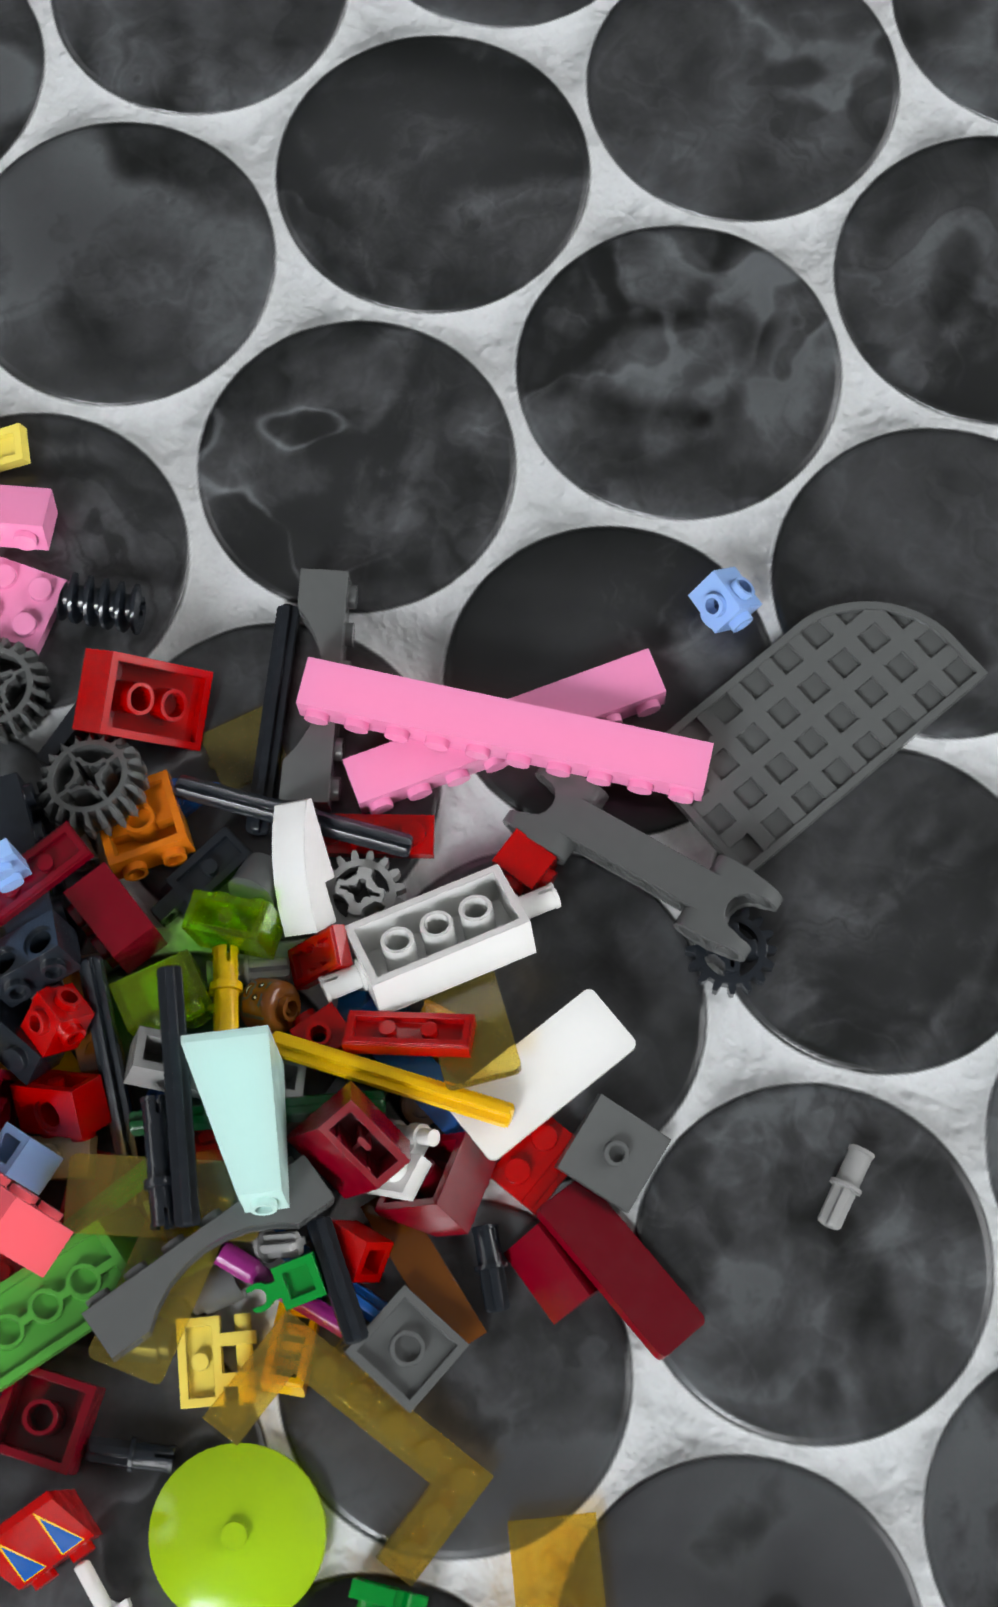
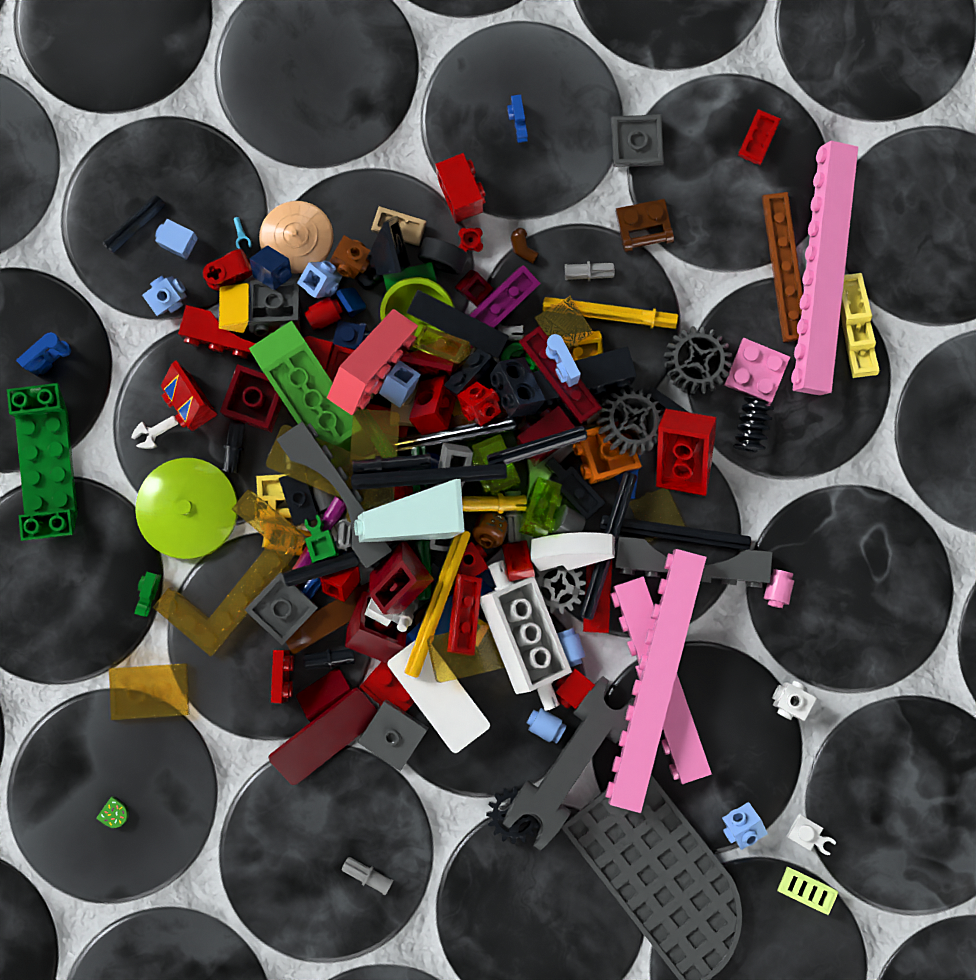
camera: 90 degrees right, 10 degrees up
(129, 920) = (538, 446): none -> black axle
(221, 1330) = (298, 500): none -> black plate
(361, 559) = (779, 589): none -> bright pink brick
(456, 867) = (572, 646): none -> light blue brick
(502, 1342) = (281, 686): none -> red plate
(530, 534) = (802, 700): none -> white brick
(585, 906) = (546, 725): none -> light blue brick
(732, 513) = (807, 834): none -> white plate
(826, 486) = (828, 900): none -> yellowish green slope

